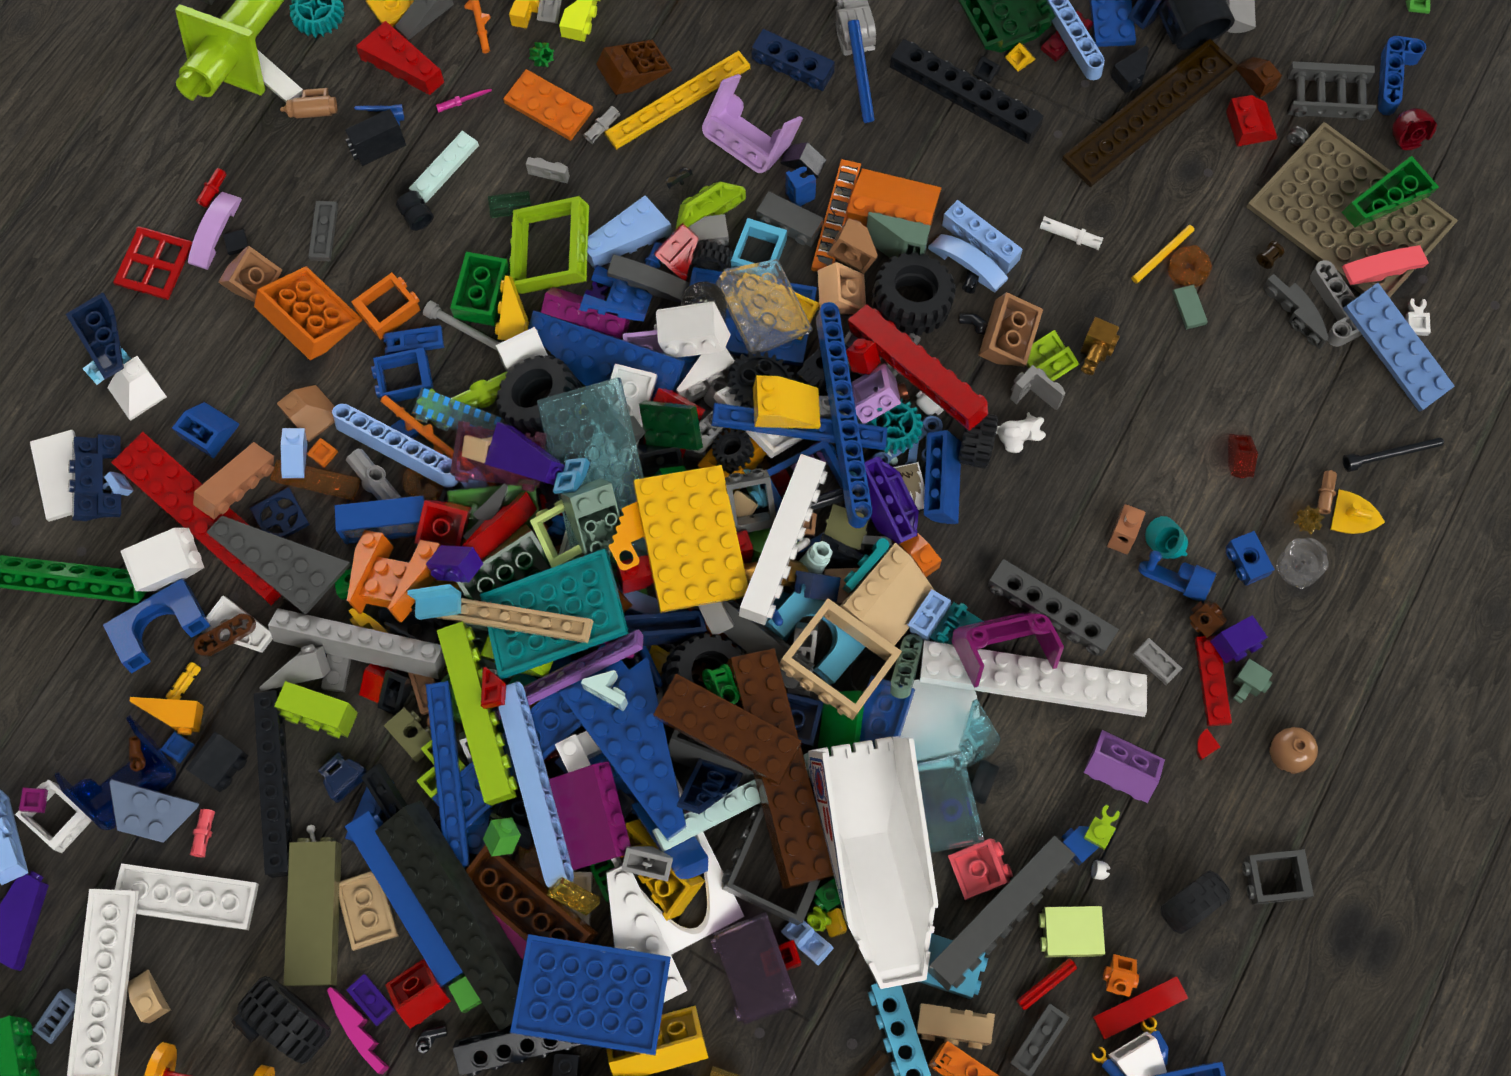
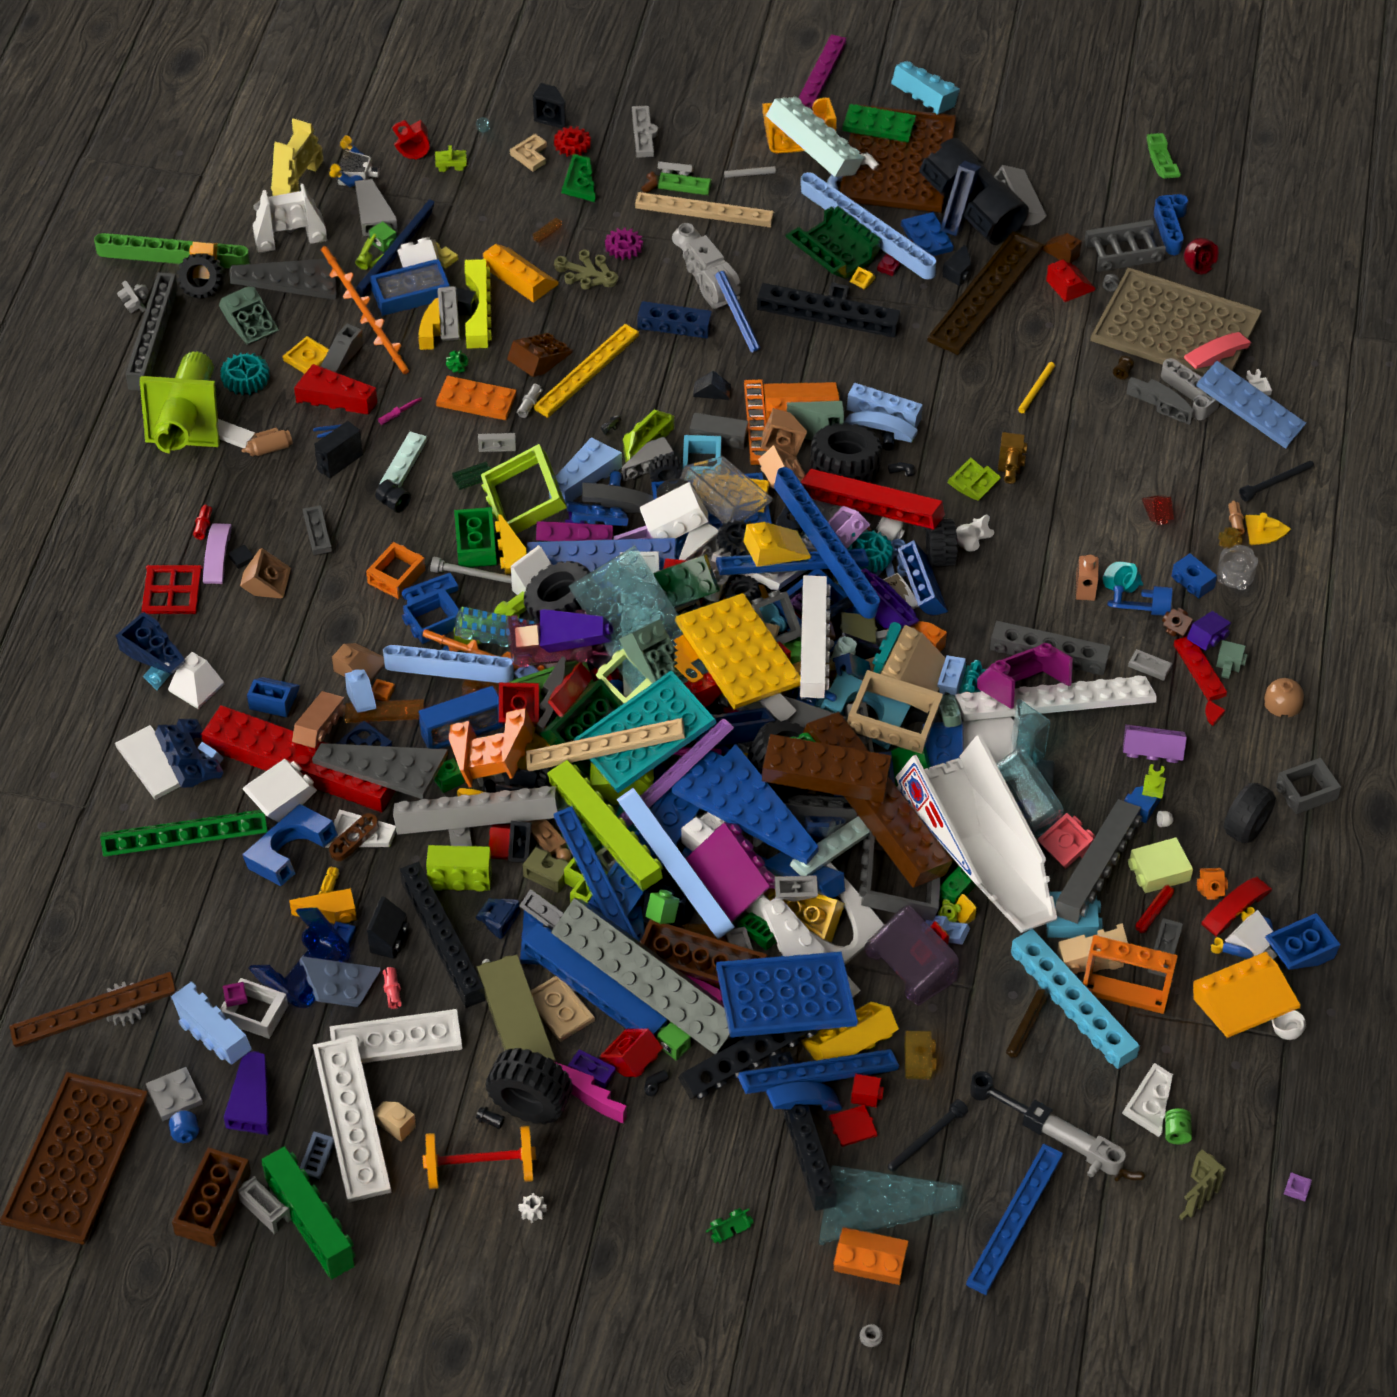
camera: 20 degrees left, 20 degrees down
(136, 757) = (310, 941): reddish brown arm -> none
(305, 666) = (438, 834): light grey slope -> none
(306, 312) = (326, 591): orange slope -> none
(366, 471) = (434, 691): light grey piece -> none
(436, 601) = (539, 749): medium azure panel -> none
(454, 563) = (546, 716): dark purple brick -> none
(493, 690) = (615, 798): red tile -> none
(572, 476) = (622, 626): dark azure slope -> none
(574, 896) = (739, 936): clear yellow plate -> none
(601, 686) = (710, 769): light aqua slope -> none
(678, 251) = (636, 469): wing -> none
(739, 137) = (638, 381): lavender windscreen -> none
(800, 189) = (719, 402): blue hinge -> none
(863, 356) = (825, 502): red brick -> none
(1010, 331) = (935, 465): medium nougat slope -> none
(1038, 382) = (975, 495): light grey bracket -> none
(1071, 233) = (958, 389): white pin -> none
(1190, 307) = (1073, 418): sand green tile -> none
(1194, 256) = (1064, 383): clear orange plate -> none
(1396, 190) = (1202, 299): green wedge -> none

